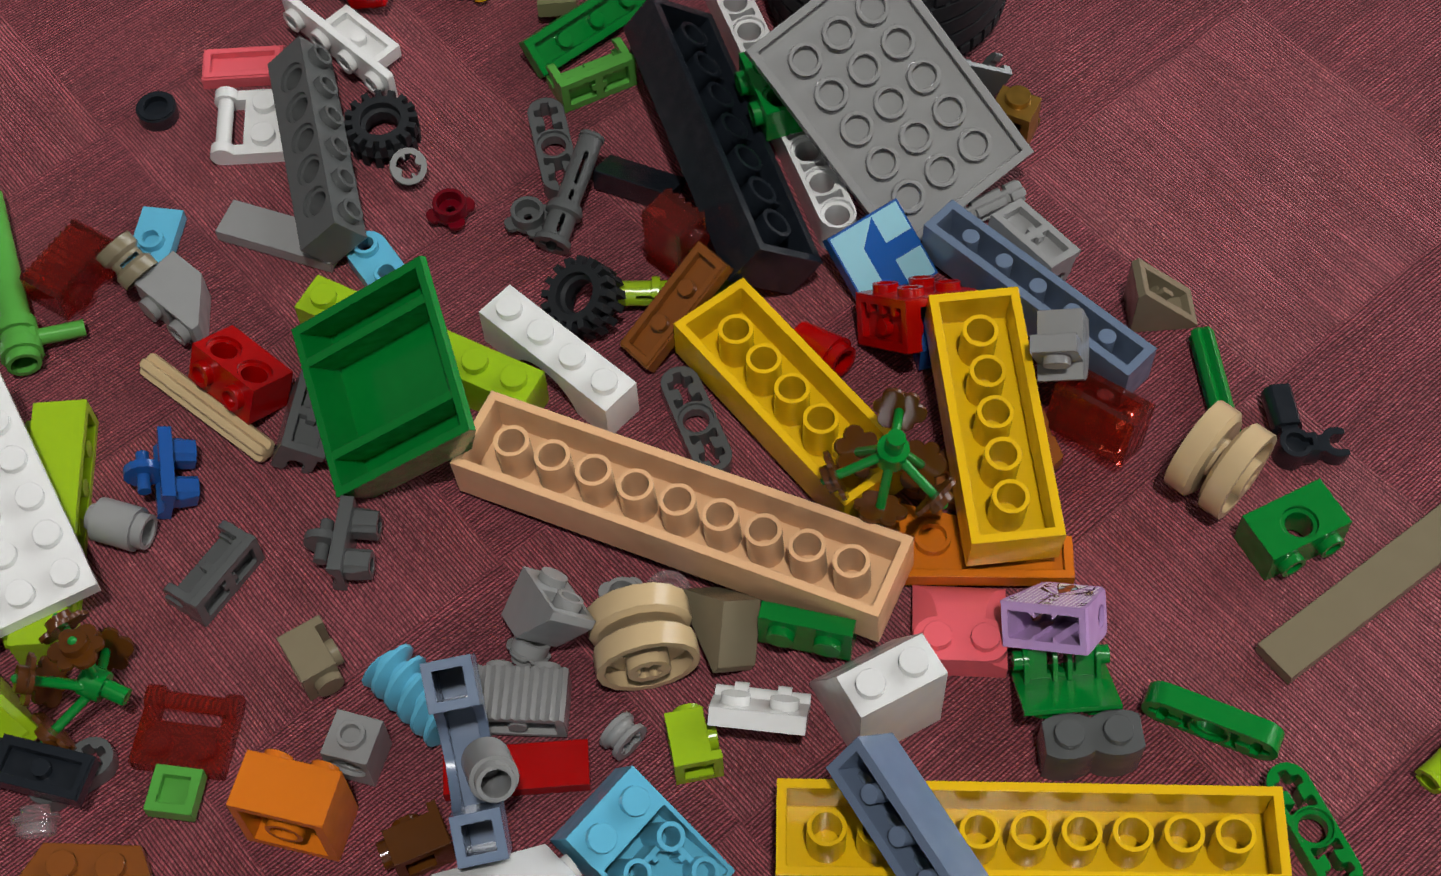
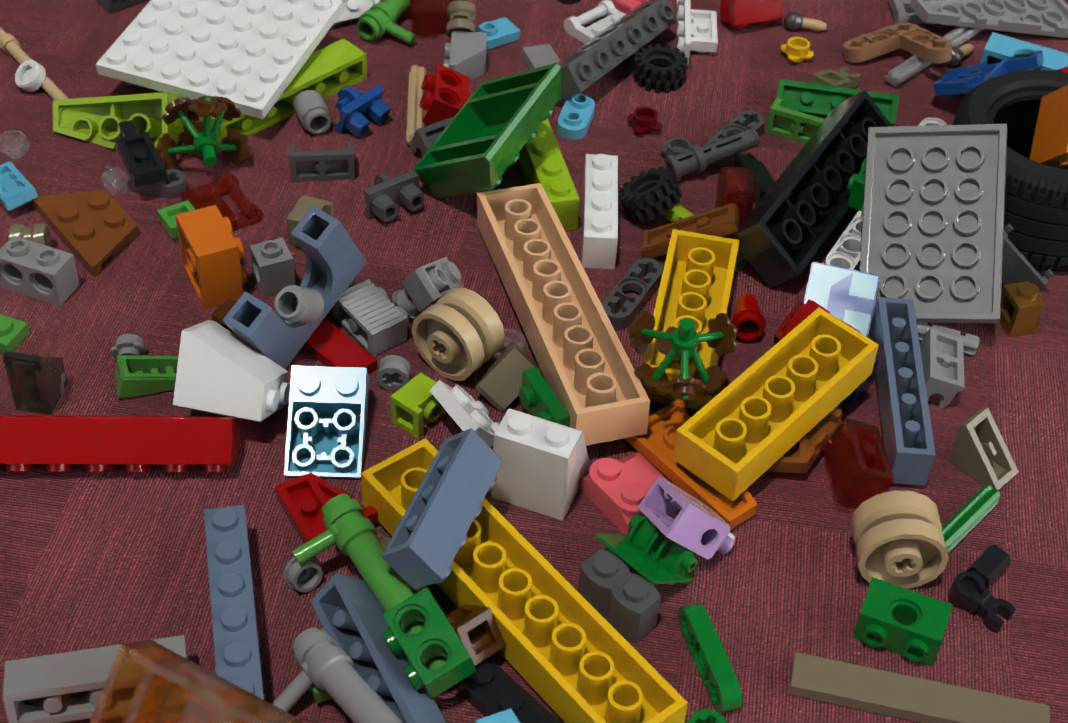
camera: 45 degrees right, 15 degrees down
(419, 160) = (639, 89): light grey bush -> none
(1061, 345) = (869, 397): light grey brick -> none

